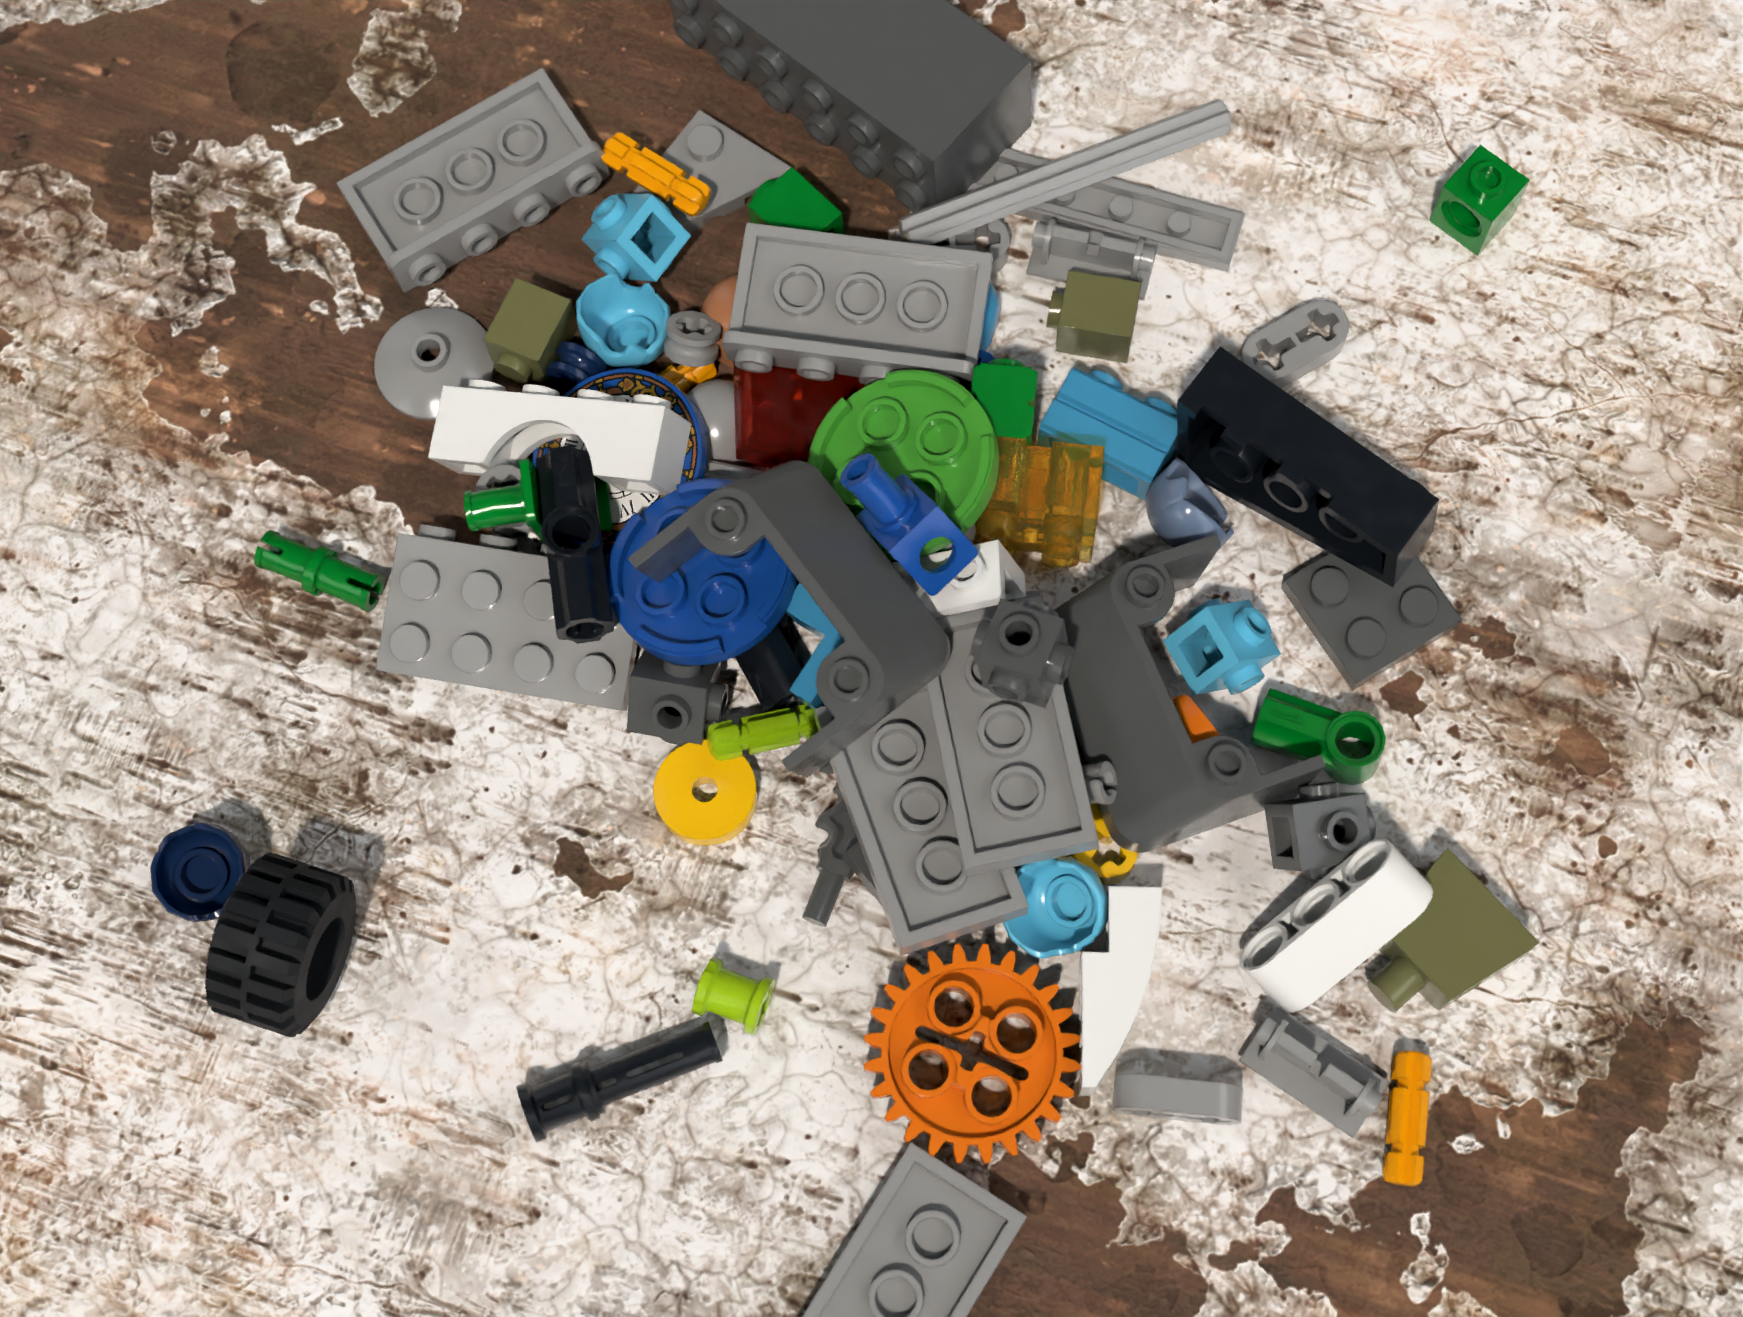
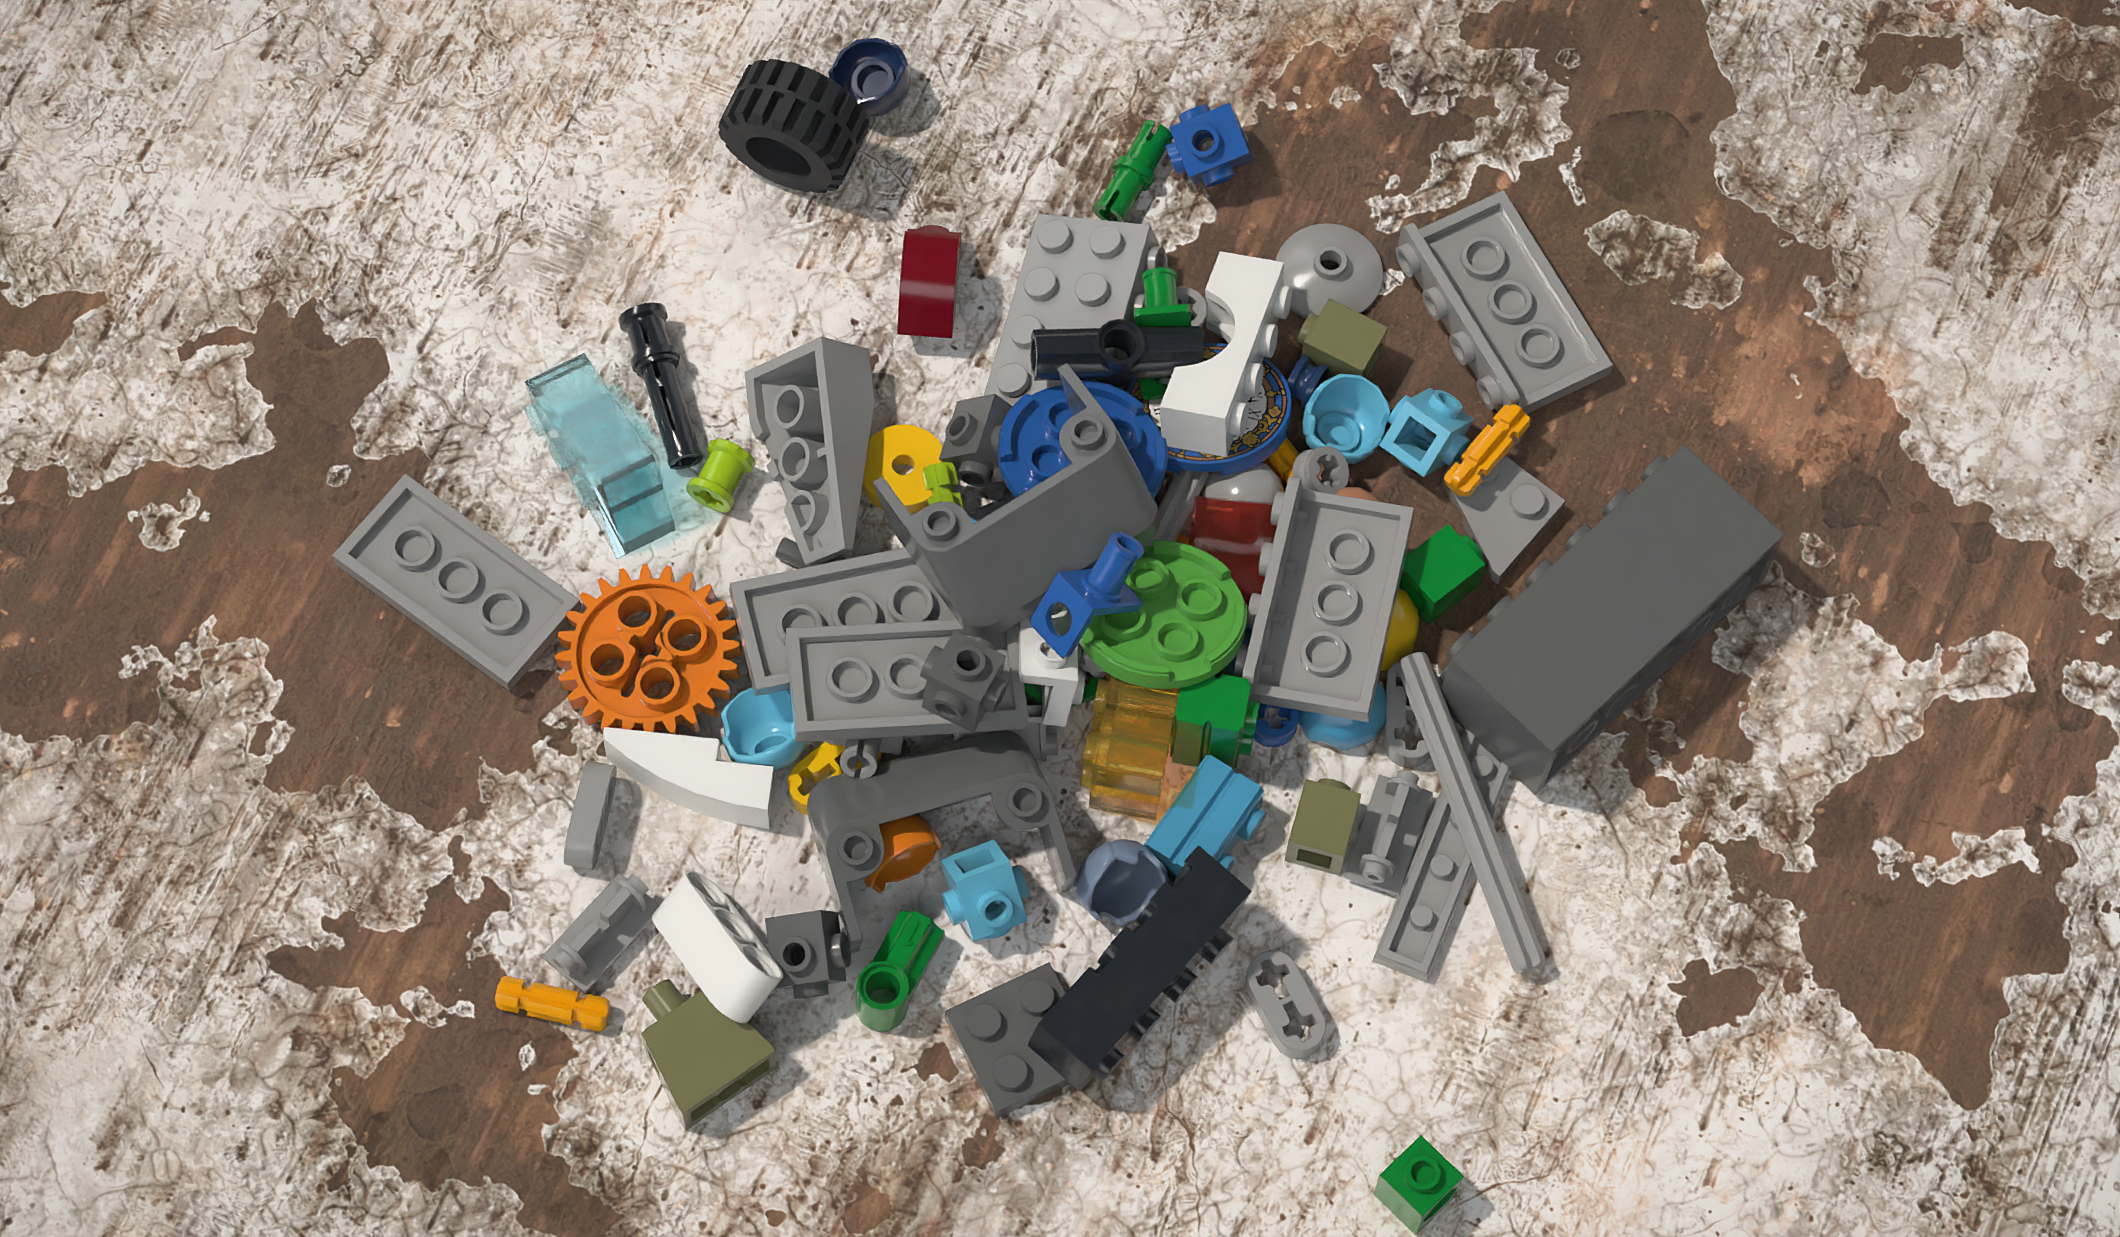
camera: 85 degrees right, 5 degrees down
(294, 462) = (1226, 154): none -> blue brick
(471, 773) = (929, 282): none -> dark red brick
(677, 885) = (816, 424): none -> light grey wedge
(715, 1142) = (601, 453): none -> clear light blue wedge

